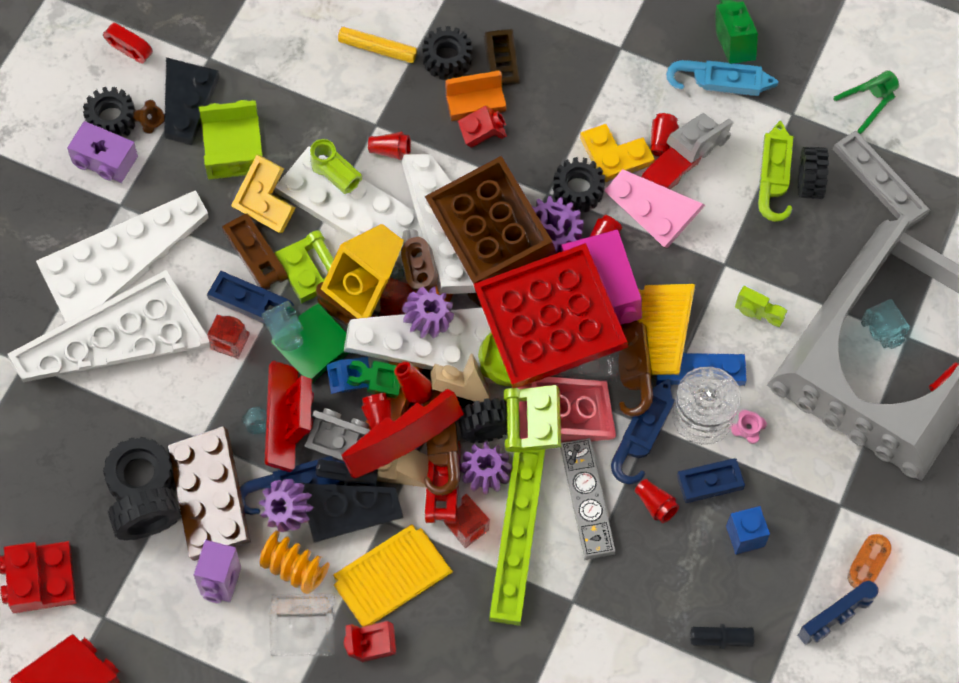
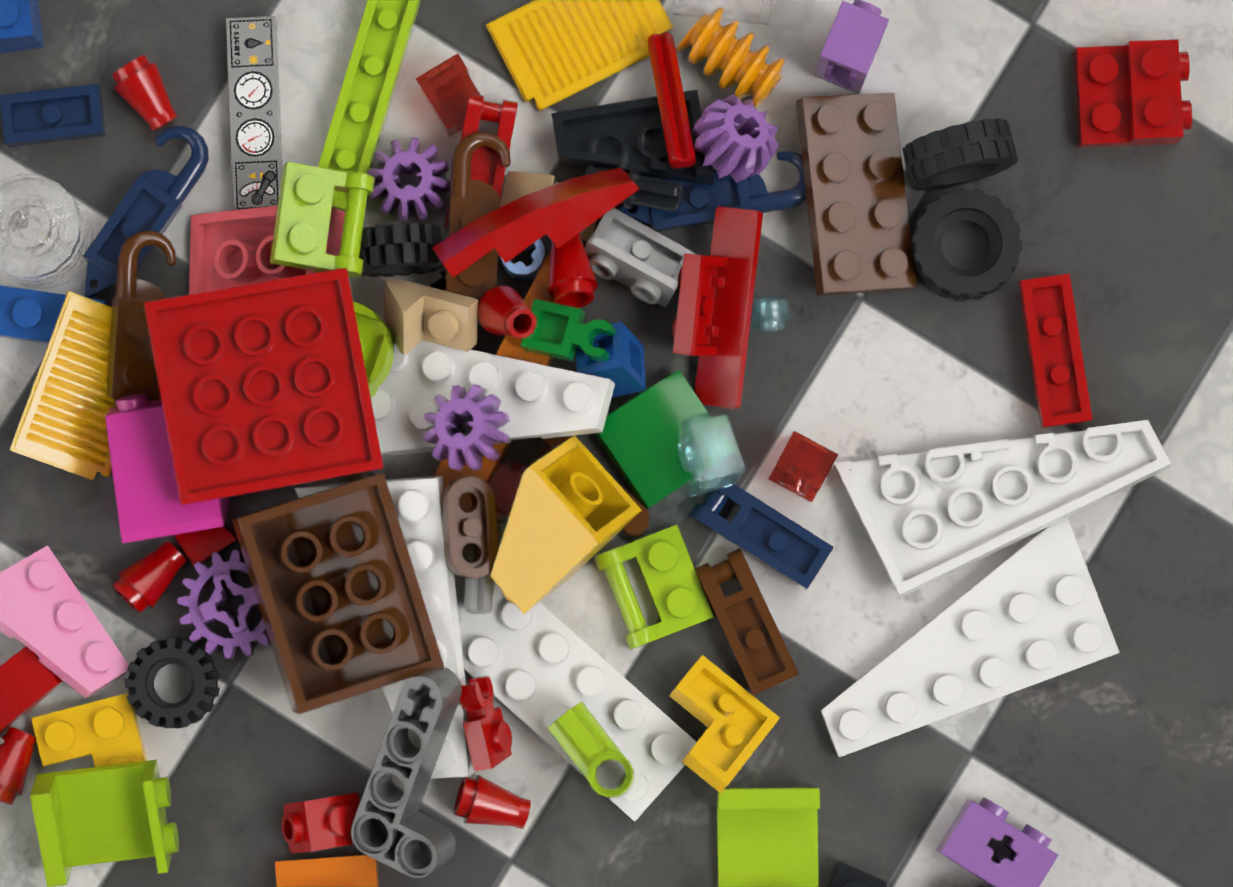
camera: 170 degrees left, 20 degrees up
(80, 419) = (1055, 351): none -> red plate
(328, 528) = (671, 100): none -> red axle
(396, 177) = (485, 730): none -> red plate
(443, 126) = (415, 769): none -> dark grey beam
(606, 114) = (102, 817): none -> lime panel

